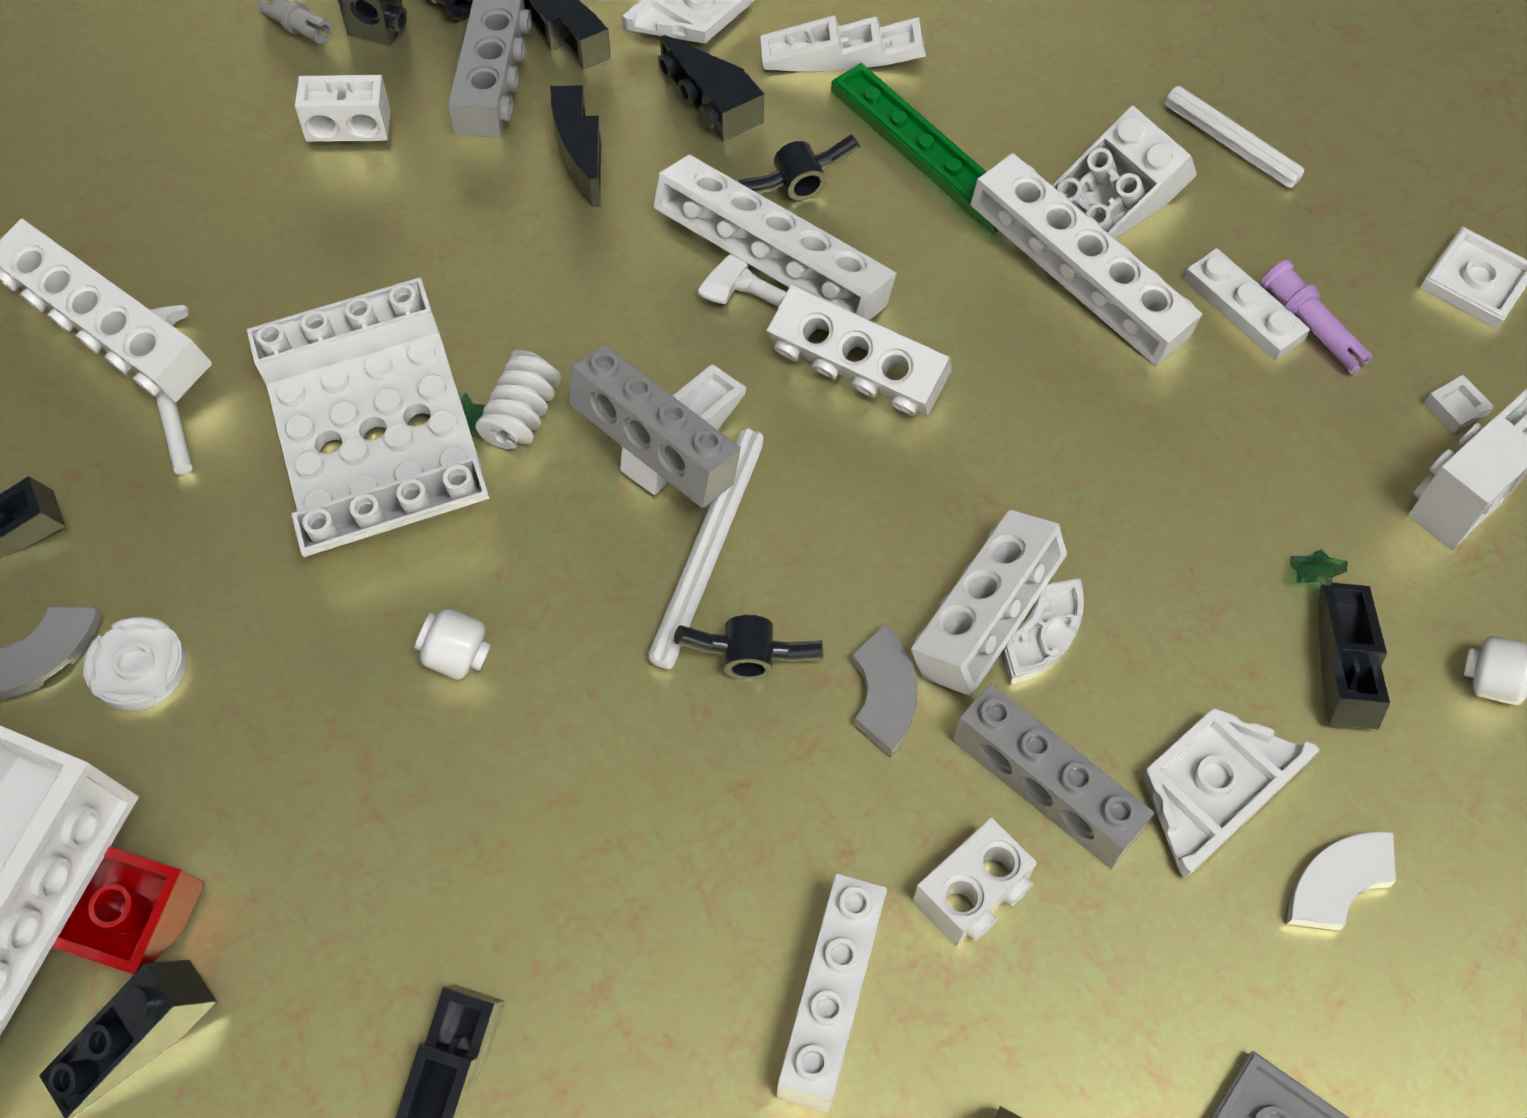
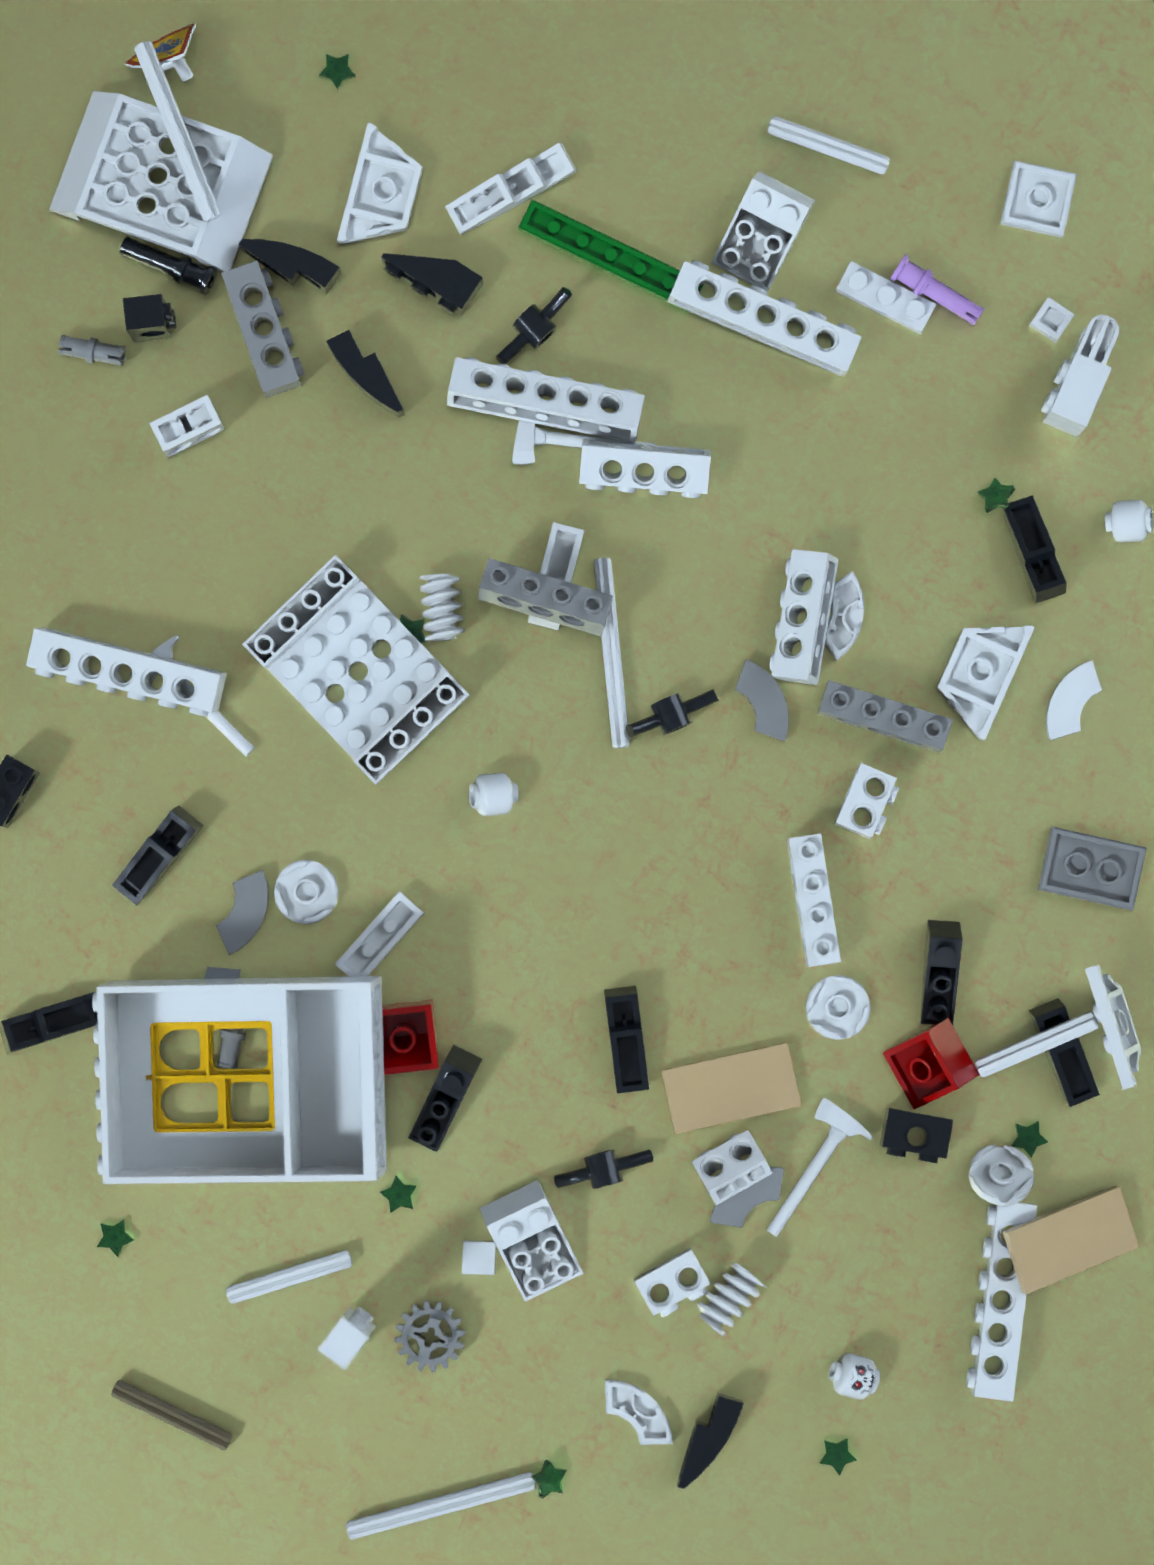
camera: 25 degrees left, 25 degrees up
(190, 760) = (380, 937): none -> white plate

